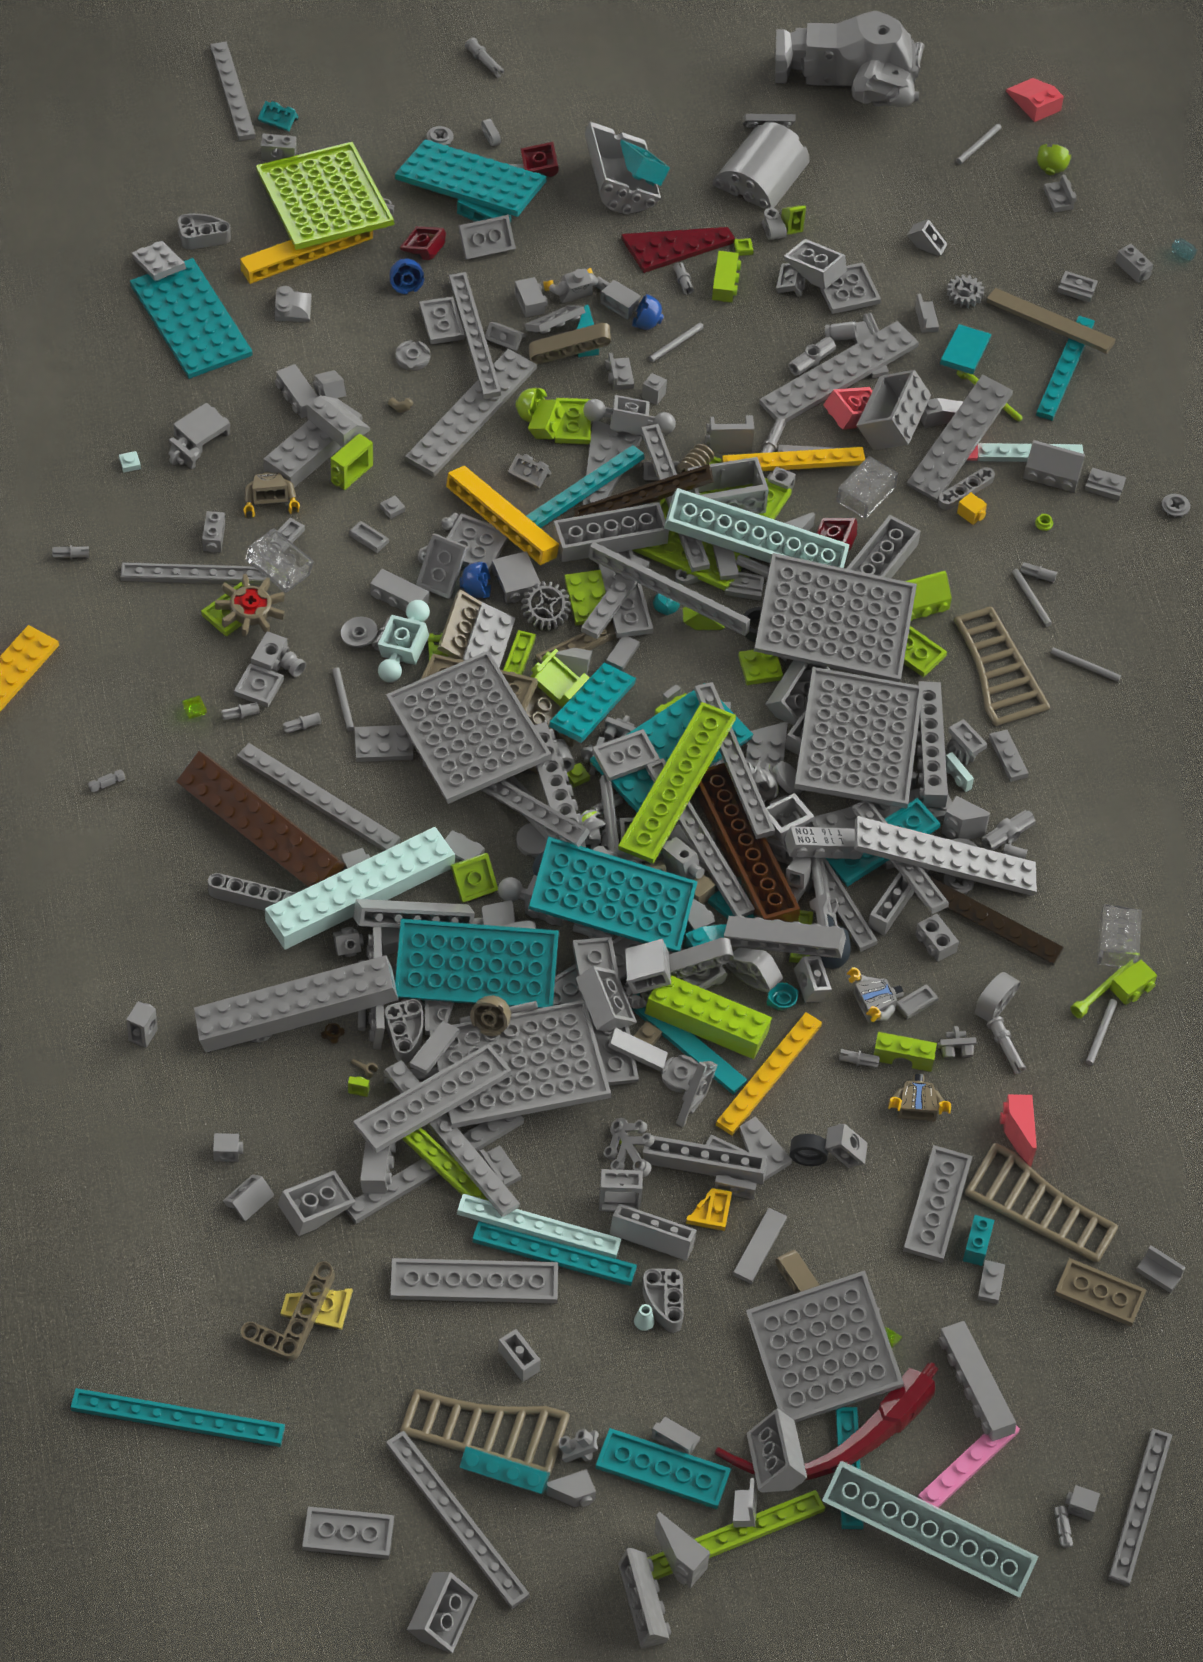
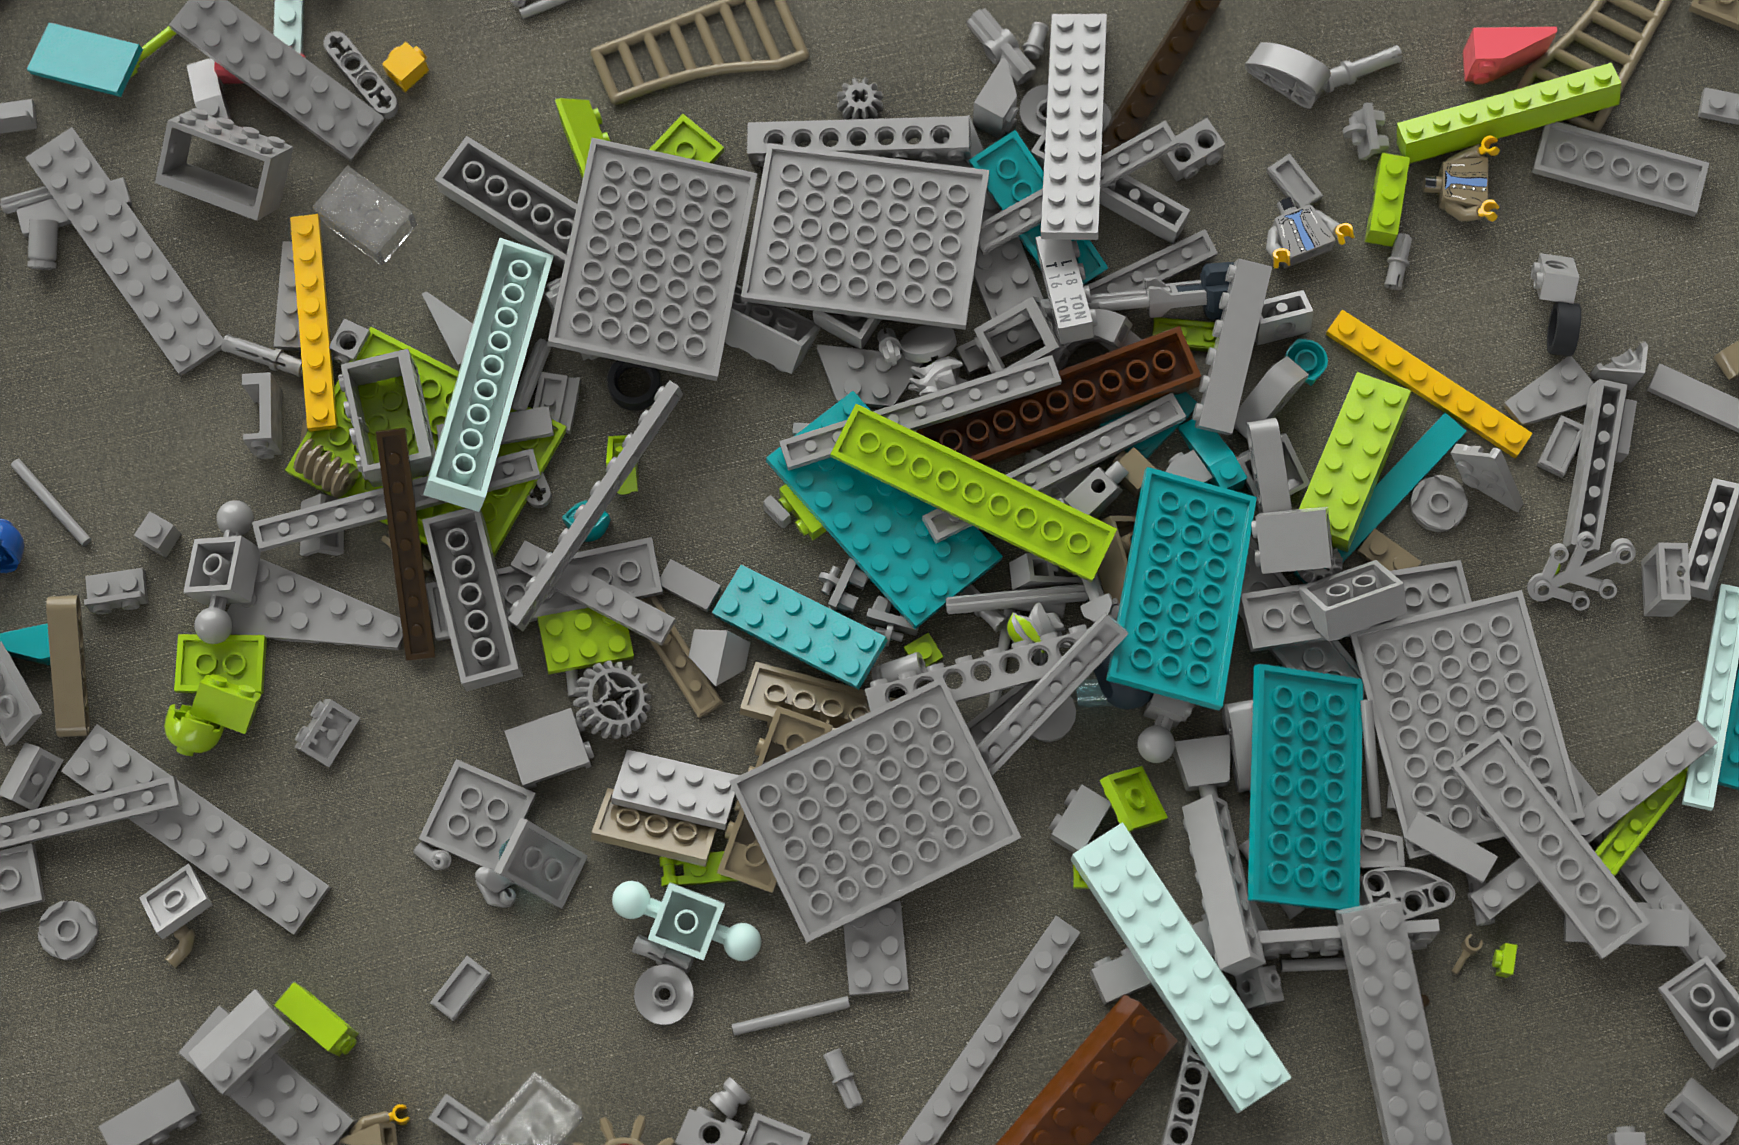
camera: 85 degrees left, 20 degrees up
(329, 384) = (147, 1064): light grey brick -> none
(392, 507) = (398, 951): light grey plate -> none
(396, 590) = (582, 934): light grey brick -> none
(426, 398) = (175, 901): none -> light grey plate
(475, 580) = (560, 811): blue cylinder -> none
(491, 1015) = (1398, 761): dark tan cylinder -> none
(501, 1165) = (1617, 754): light grey bracket -> none
(502, 515) = (427, 771): yellow brick -> none
(519, 652) = (696, 743): lime tile -> none
(557, 679) = (762, 677): lime panel -> none
(586, 486) = (369, 645): teal plate -> none
(625, 754) = (918, 571): light grey plate -> none
(637, 1049) = (1419, 559): tile -> none
(712, 1211) = (1660, 462): yellow wing -> none
(759, 667) = (709, 395): lime plate -> none
(781, 1192) = (1625, 368): none -> light grey slope
(784, 755) = (889, 346): none -> light grey axle
(812, 356) = (82, 279): light grey piece -> none
(839, 529) = (458, 265): dark red slope -> none
(847, 405) = (199, 232): coral slope -> none
(958, 772) = (908, 104): light aqua plate -> none
(967, 737) = (857, 86): light grey plate -> none
(973, 1127) = (1509, 113): none -> lime brick
(978, 1240) = (1676, 117): teal brick -> none
(1008, 755) = (862, 41): light grey plate -> none

